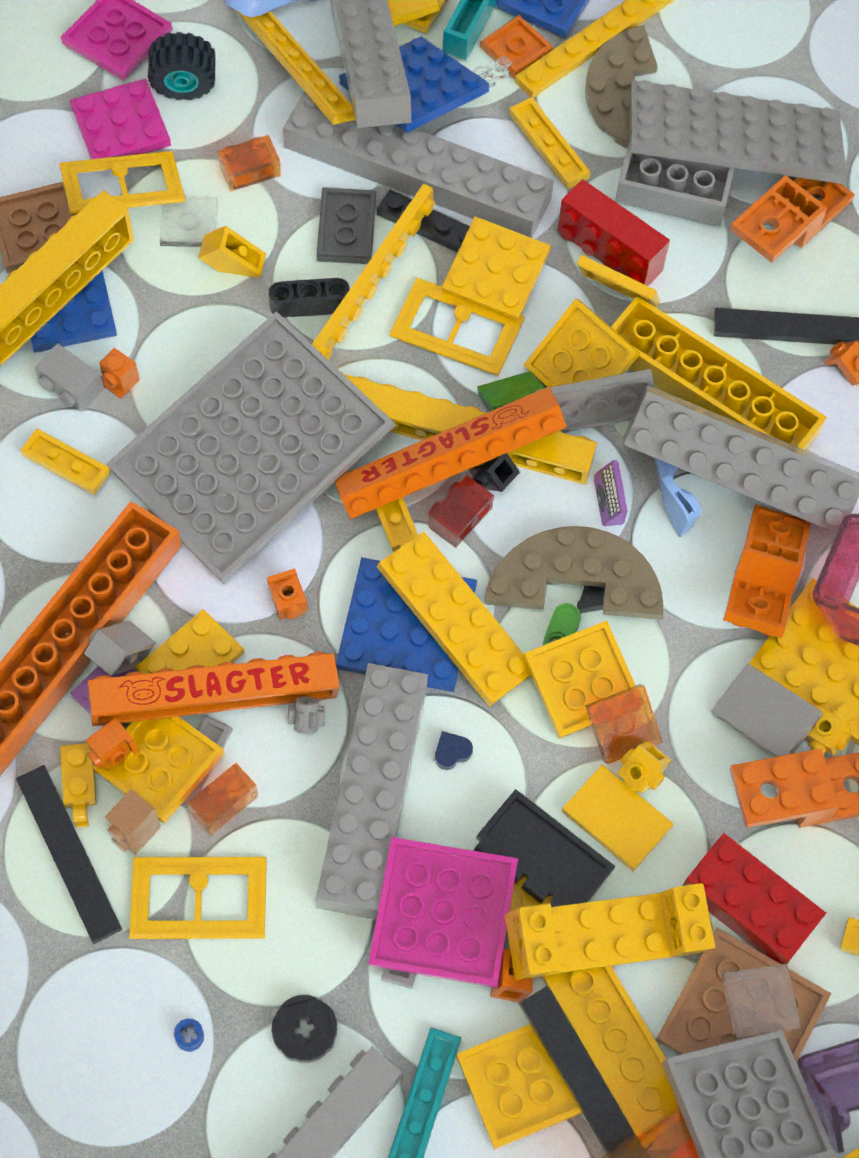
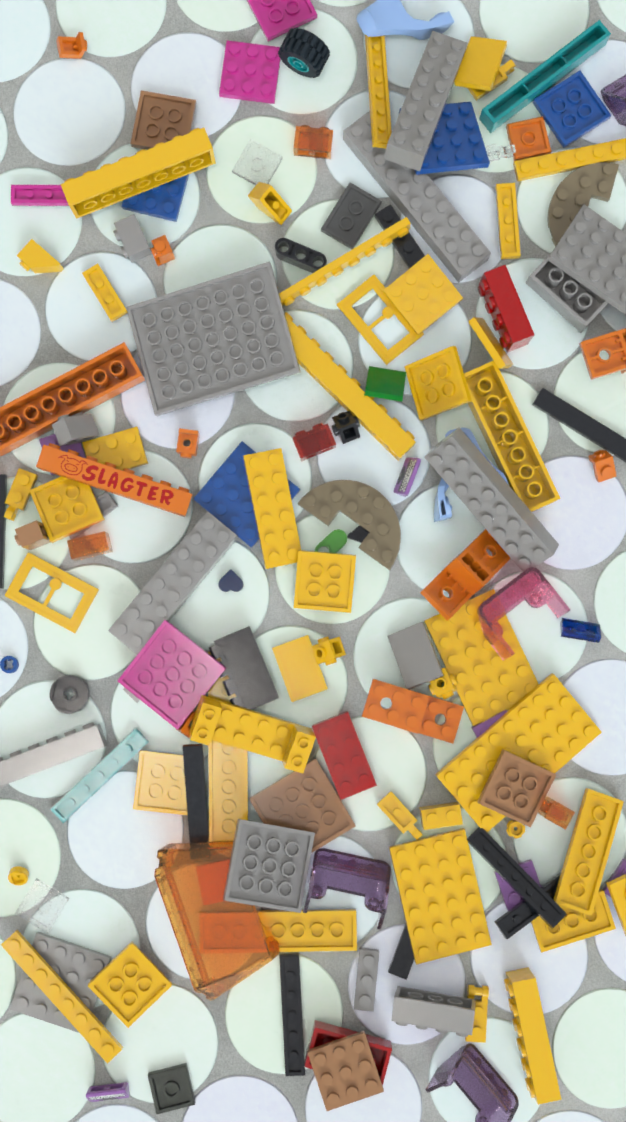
camera: 30 degrees right, 20 degrees up
(110, 745) = (42, 485): orange brick -> none
(119, 168) = (232, 104): yellow door -> none
(306, 714) = (160, 521): light grey gear -> none
(397, 523) = (274, 428): yellow plate -> none
(450, 452) = (324, 406): orange brick -> none
(601, 399) = (426, 417): light grey tile -> none
(623, 722) = (332, 619): clear orange plate -> none
(761, 1001) = (314, 811): clear tile -> none

